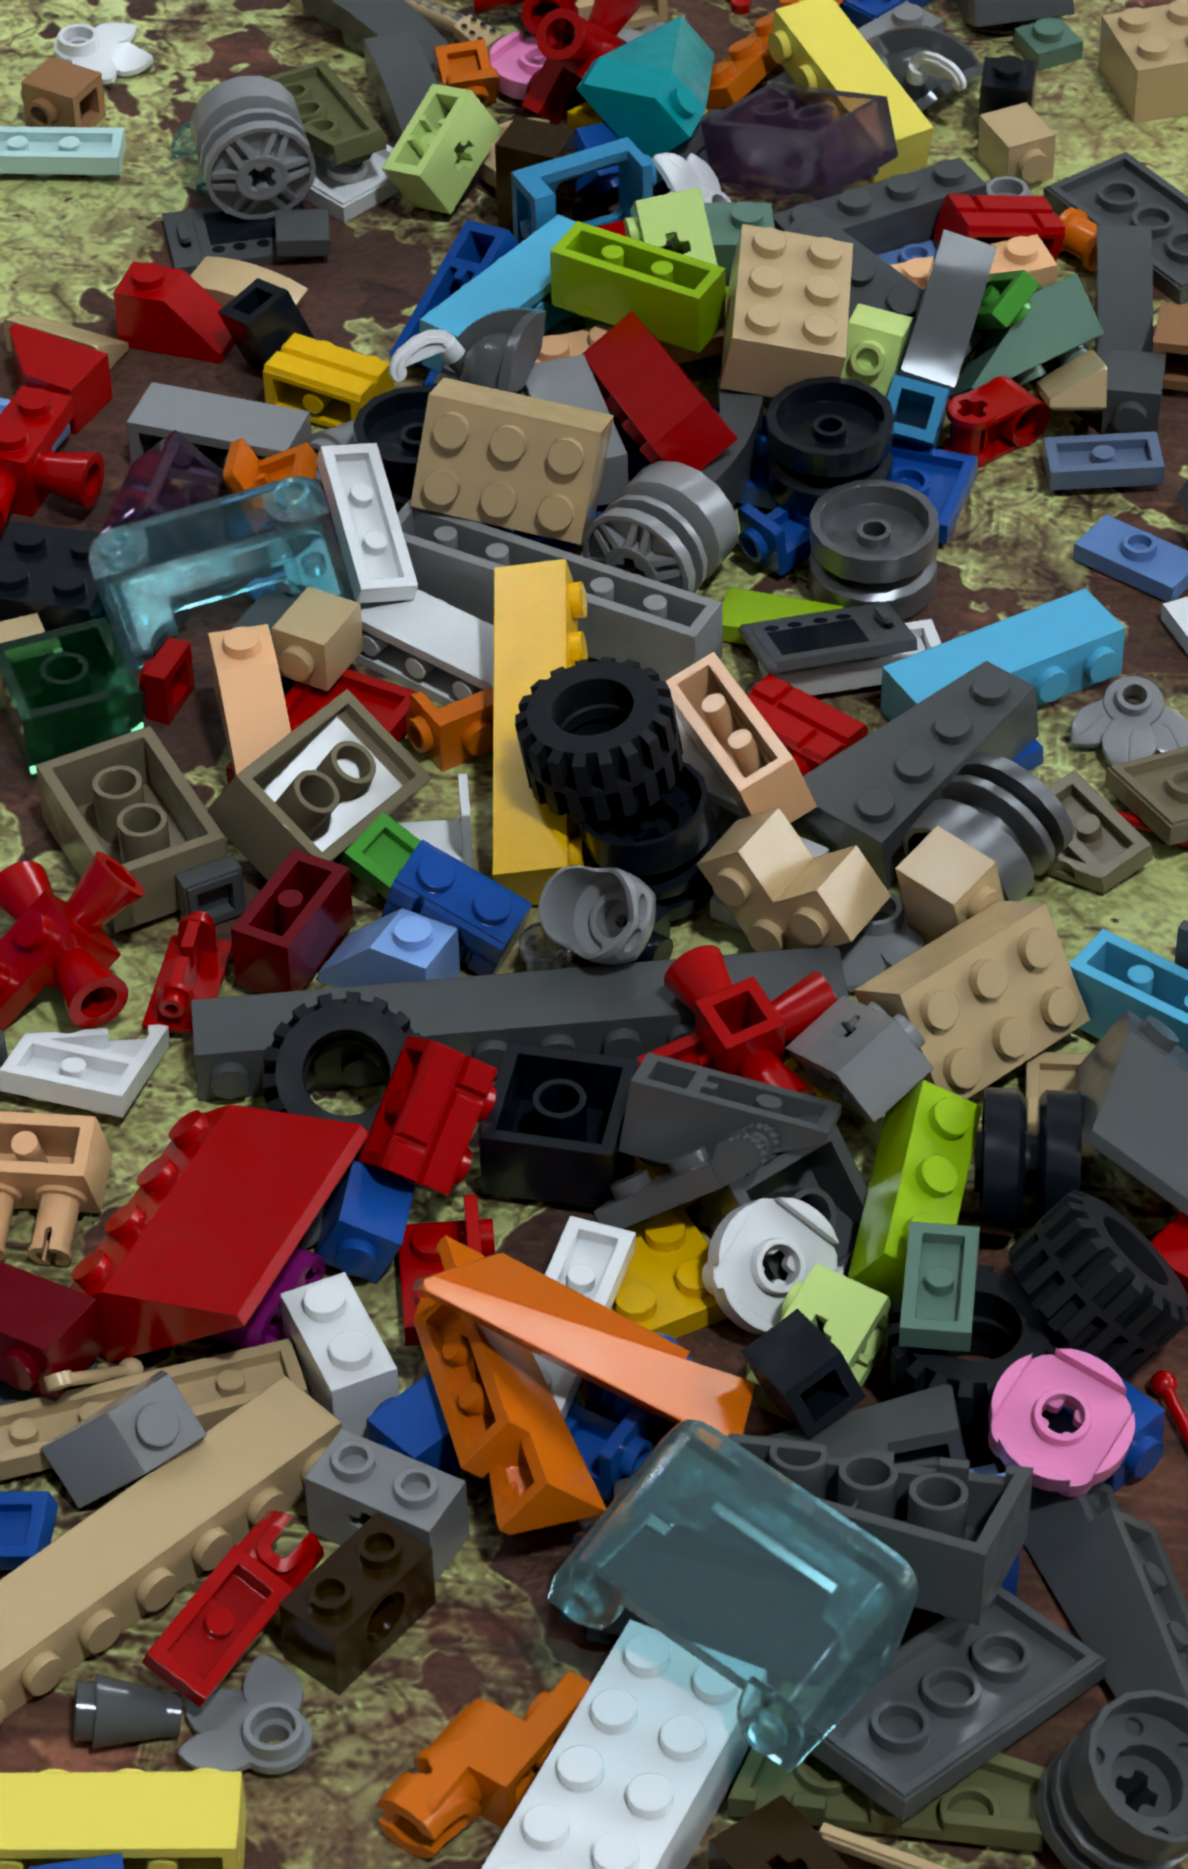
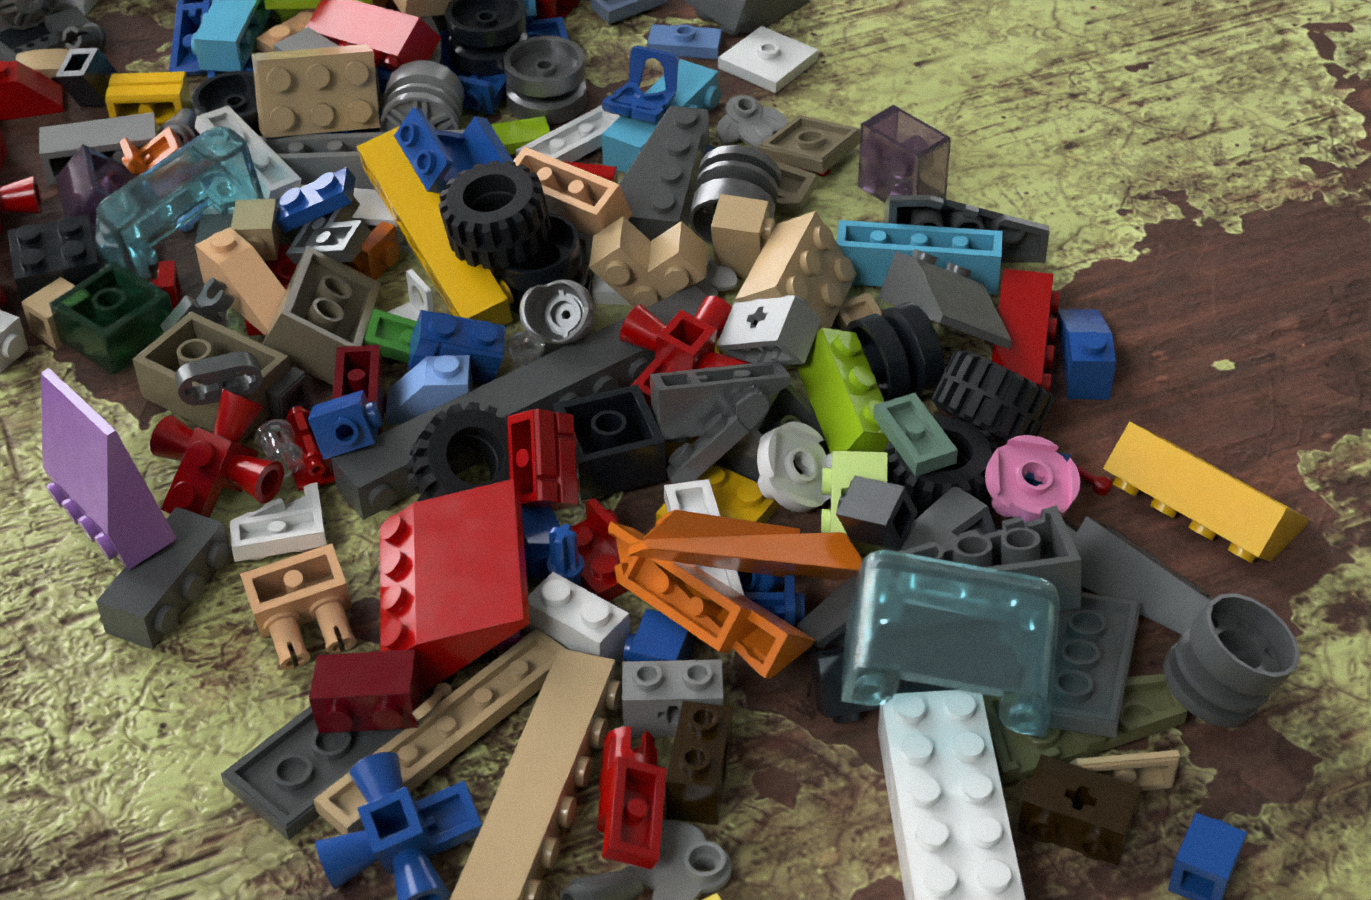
camera: 30 degrees left, 0 degrees up
(86, 827) = (218, 374): none -> dark grey beam
(124, 1439) = (486, 727): light grey slope -> none
(136, 959) = (284, 447): none -> clear bush
(180, 728) = (207, 304): none -> dark grey plate
(228, 961) = (345, 424): none -> blue brick
(319, 261) = (87, 36): none -> dark grey pin
(375, 1268) = (565, 554): none -> blue axle
(401, 681) = (332, 235): none -> dark grey plate
(408, 624) = (316, 199): none -> blue plate
(476, 1768) = (846, 825): orange plate -> none
(489, 353) = (254, 33): dark grey hat -> none
(604, 618) = (443, 154): none -> blue panel
(828, 637) = (558, 129): dark grey container -> none
(956, 628) = (632, 100): none -> blue piece

